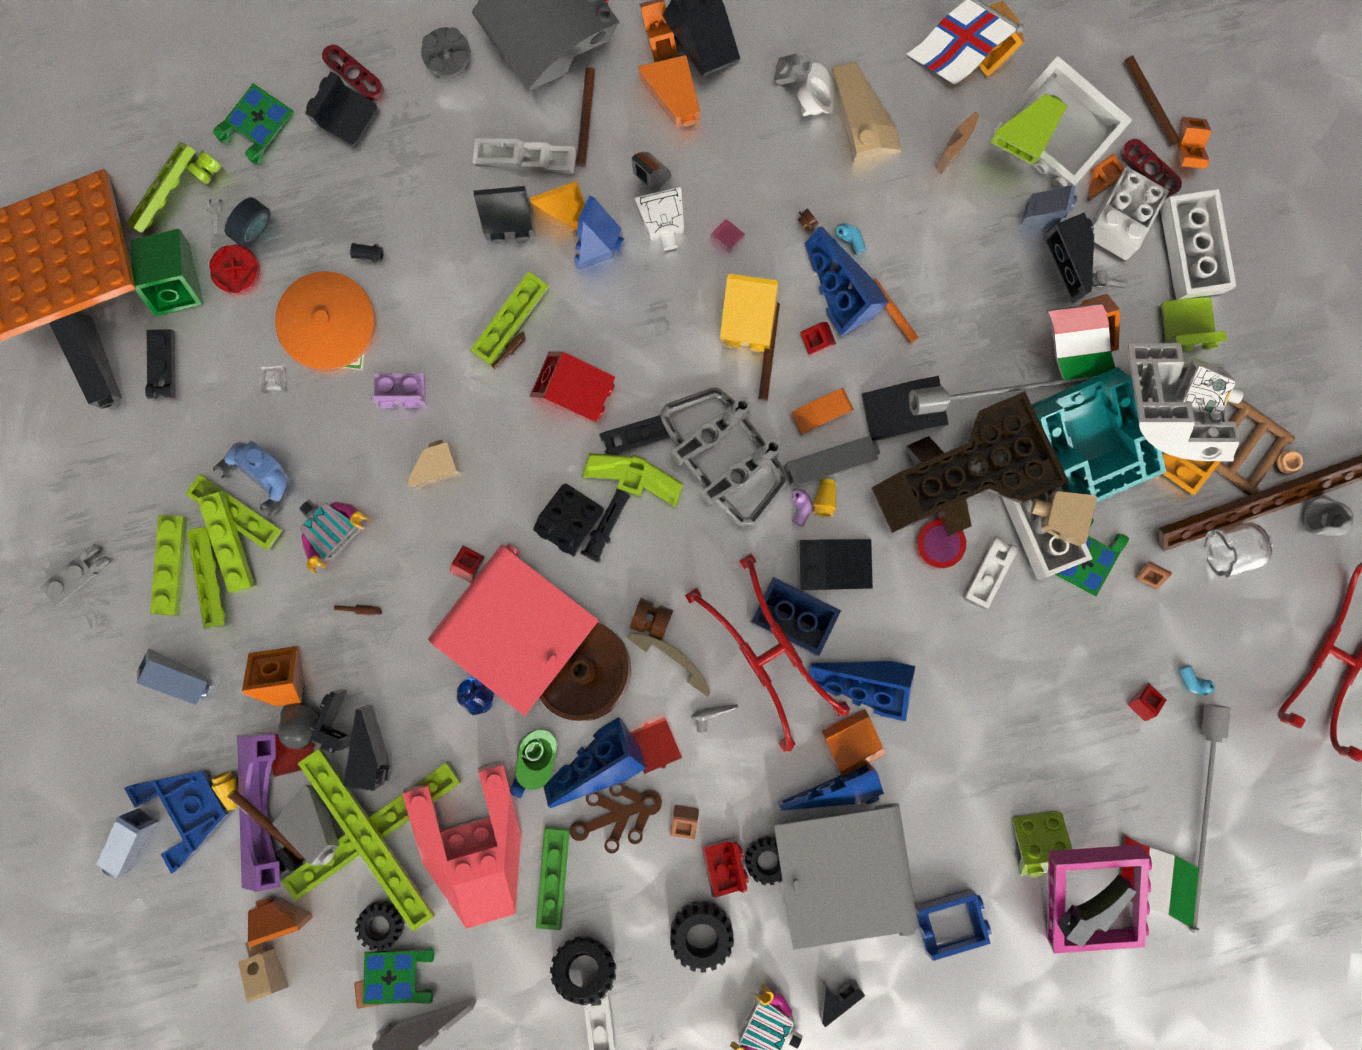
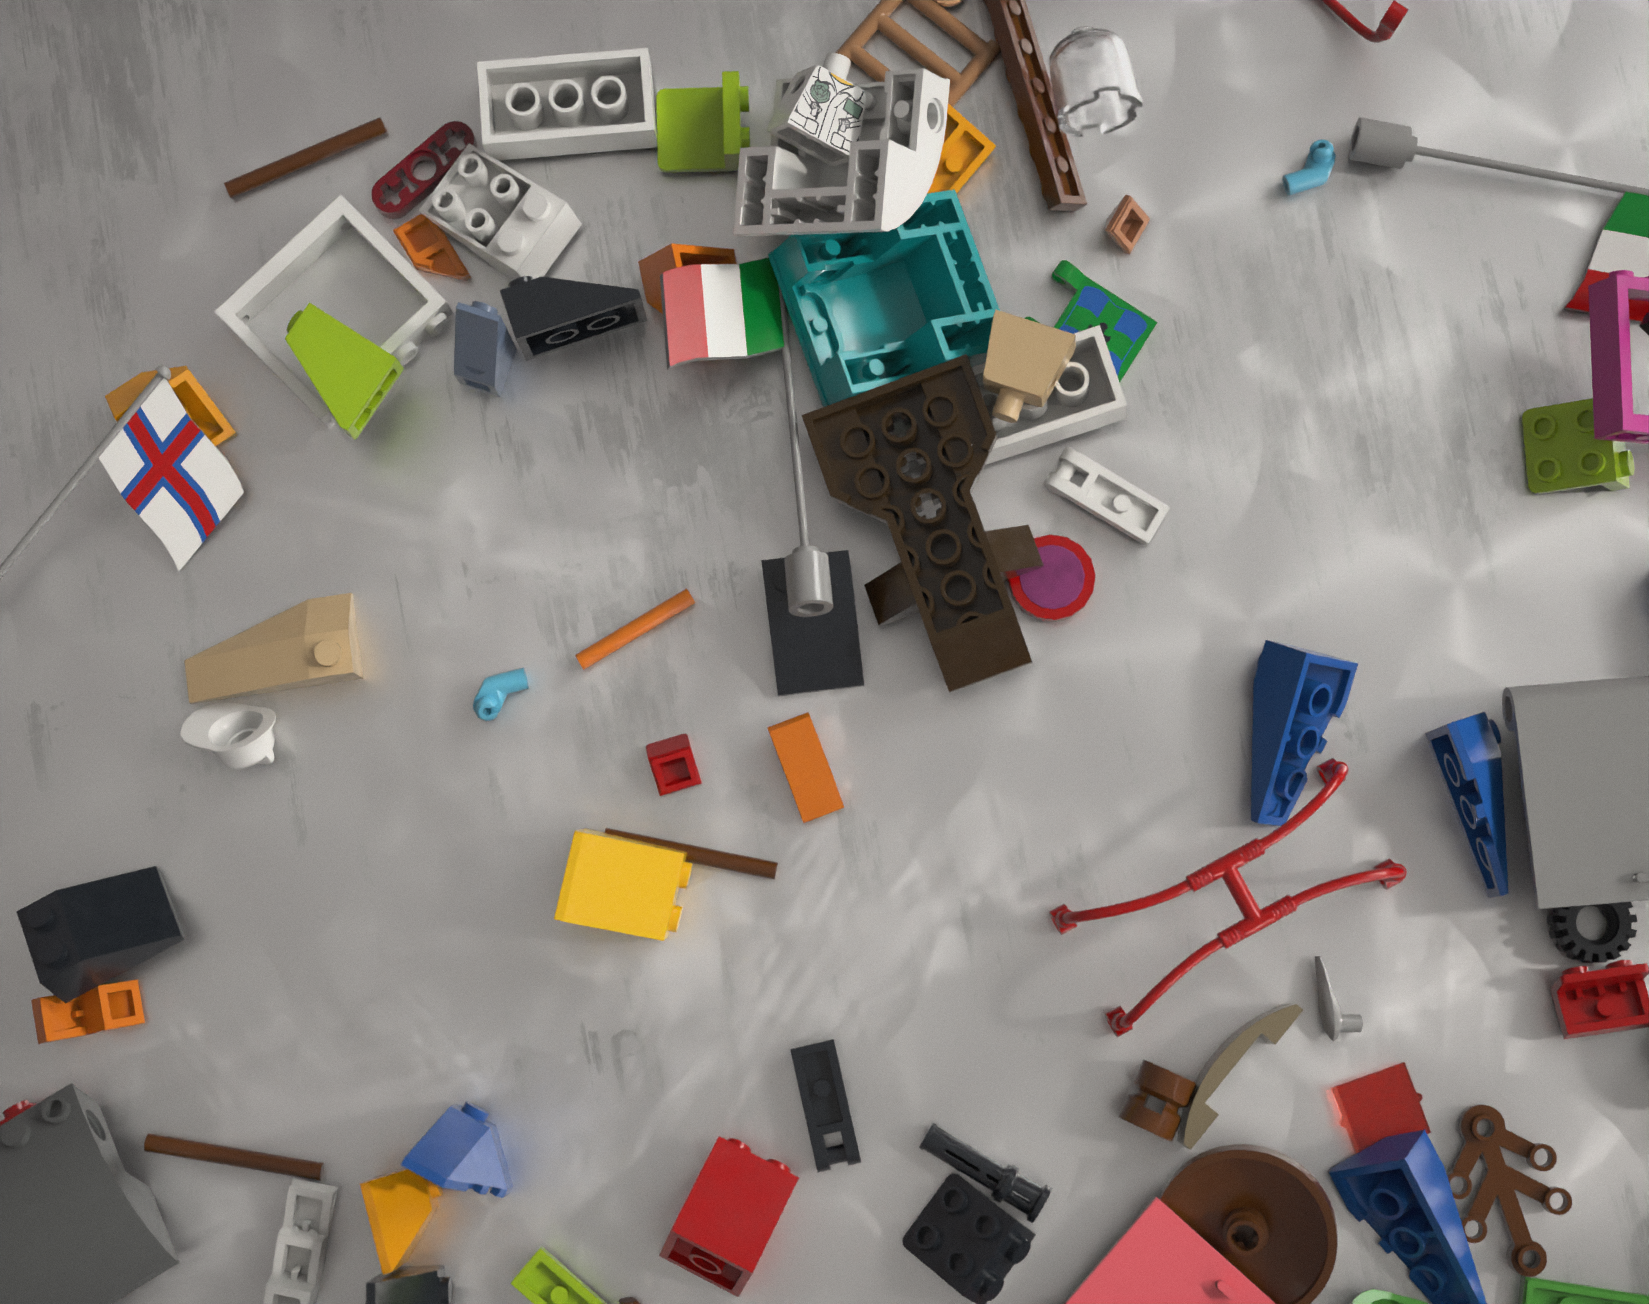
camera: 85 degrees left, 5 degrees down
(633, 475) = (898, 1115): lime plate -> none
(650, 170) = (348, 1045): black slope -> none
(662, 216) = (431, 1028): white torso -> none
(672, 88) = (200, 992): orange slope -> none
(684, 822) = (1518, 1065): nougat slope -> none
(718, 428) = (823, 954): light grey piece -> none
(727, 235) = (476, 913): clear pink slope -> none
(789, 68) = (185, 779): light grey plate -> none
(801, 616) = (1169, 838): dark blue slope -> none
(803, 506) = (971, 812): lavender arm -> none
(807, 220) = (461, 767): reddish brown plate -> none
(825, 499) = (961, 773): yellow cone -> none
(831, 462) = (899, 758): dark grey slope -> none
(834, 564) = (1078, 766): black slope -> none
(848, 289) = (591, 705): blue wedge -> none
(853, 742) = (1391, 757): orange slope -> none
(957, 142) = (349, 493): medium nougat slope -> none
(1101, 278) = (609, 269): light grey hand -> none
(1147, 702) = (1342, 251): red slope -> none
(1193, 140) = (378, 94): orange slope -> none

